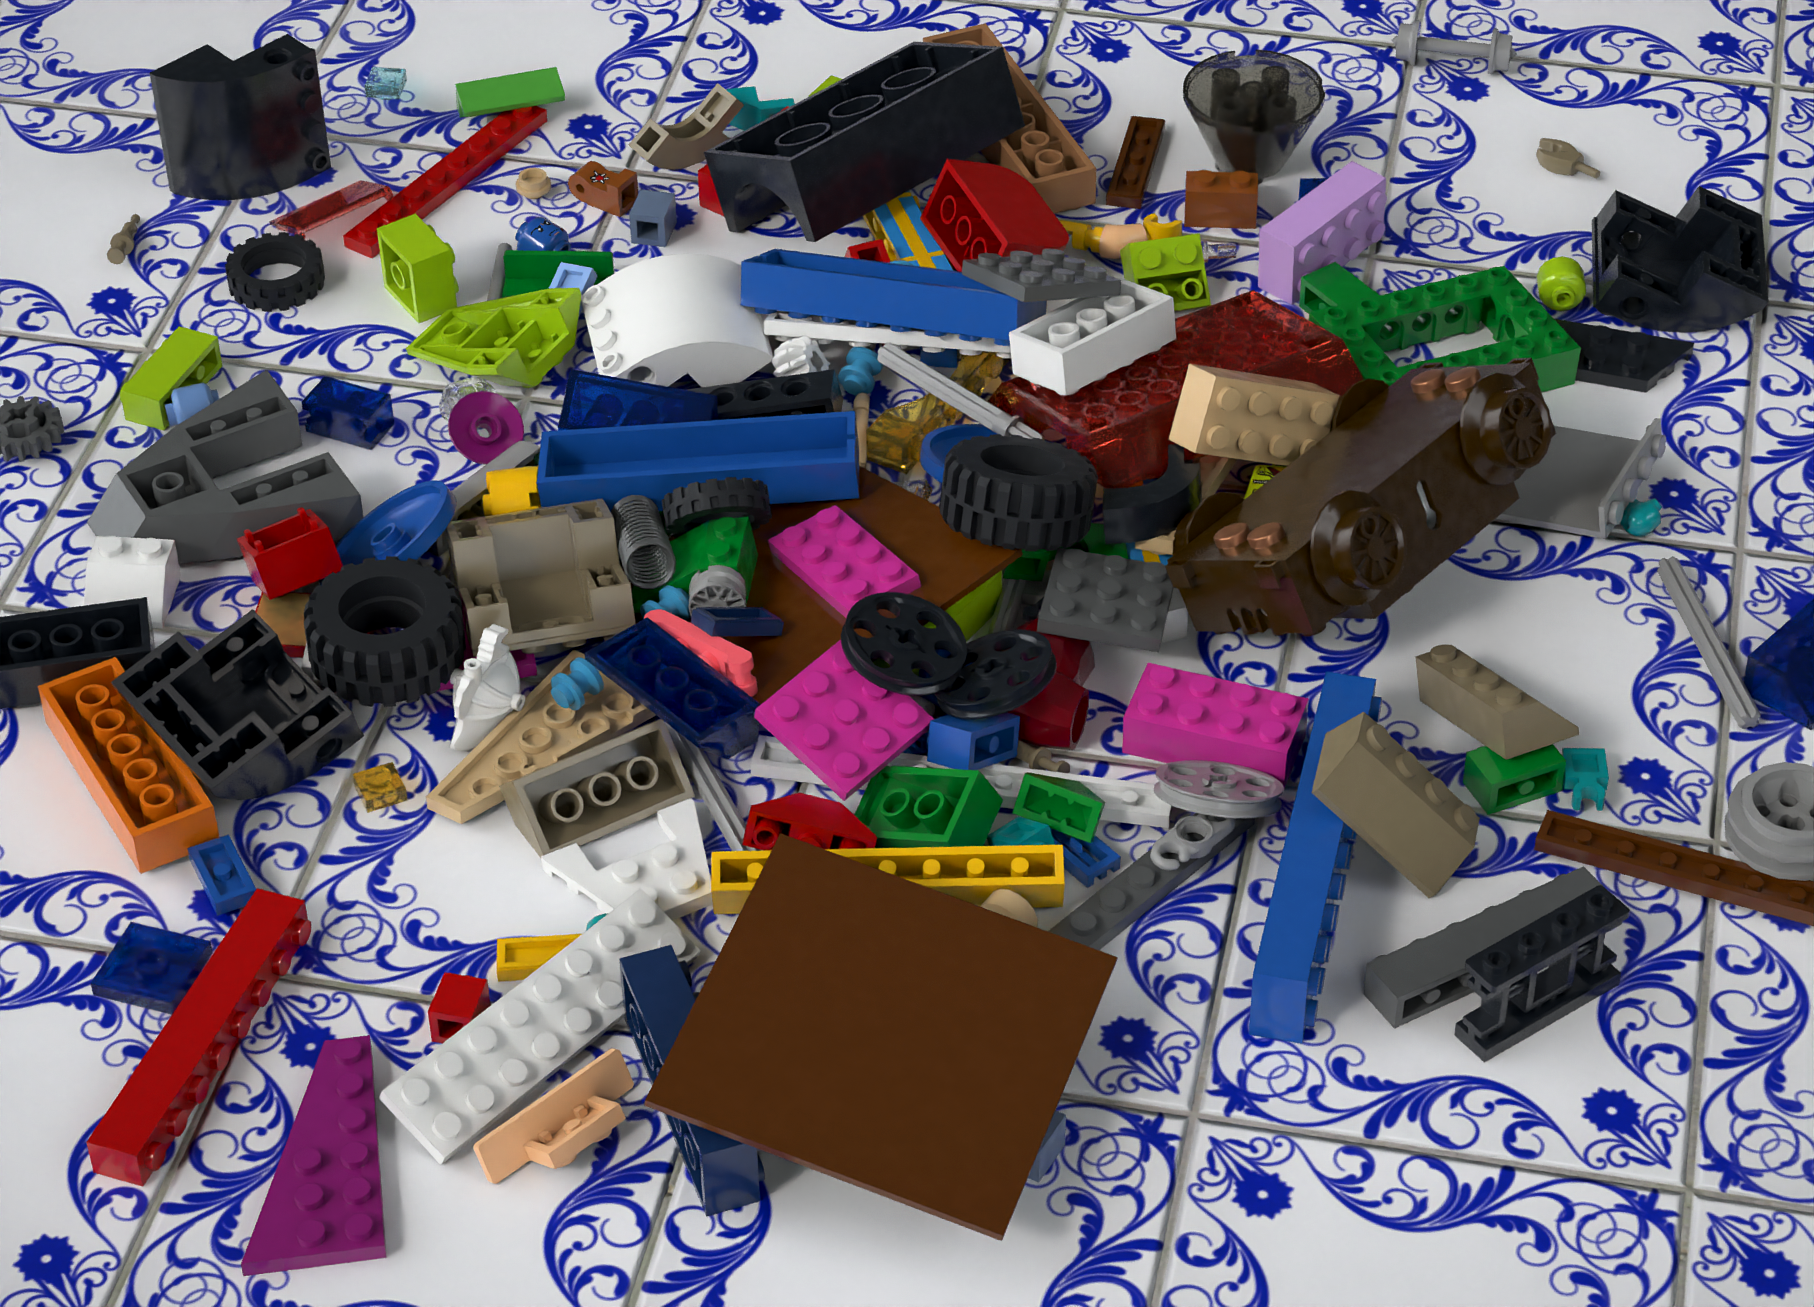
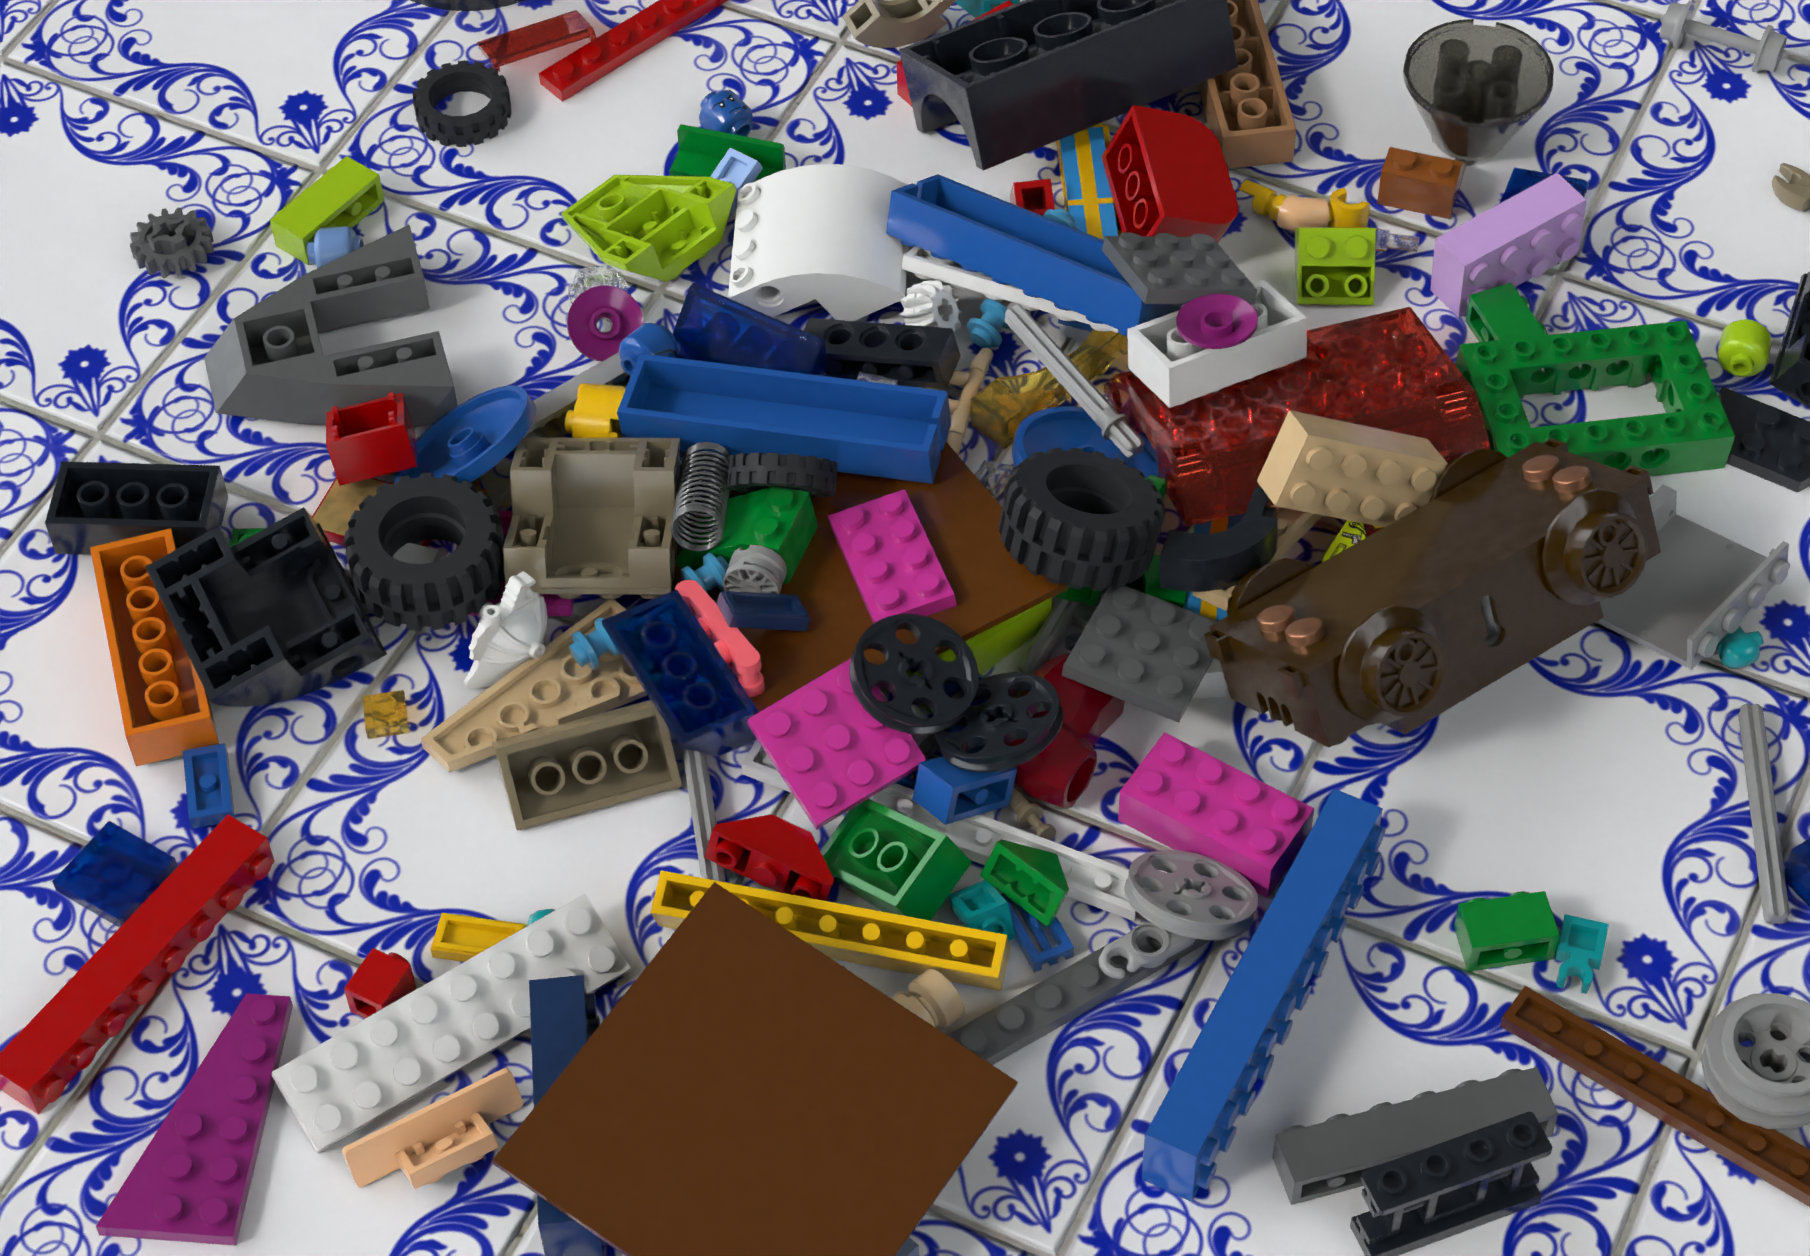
camera: 15 degrees right, 10 degrees up
(123, 242) = (330, 44): dark tan piece -> none
(131, 570) = (222, 432): white slope -> none
(348, 412) = (481, 281): clear blue brick -> none
(417, 268) = (593, 128): lime brick -> none
(498, 274) = (663, 168): light grey bar -> none
(530, 430) = (646, 339): none -> blue head
(533, 183) = (739, 42): tan plate -> none
(605, 188) = (804, 59): dark orange leg -> none
(653, 218) = (842, 105): sand blue brick -> none
(669, 873) = (614, 876): white wing -> none
(1095, 307) = (1217, 321): none -> magenta dish
(1135, 162) = (1349, 119): reddish brown tile -> none
(1394, 803) = (1355, 960): dark tan slope -> none
(1487, 704) = (1503, 850): dark tan slope -> none

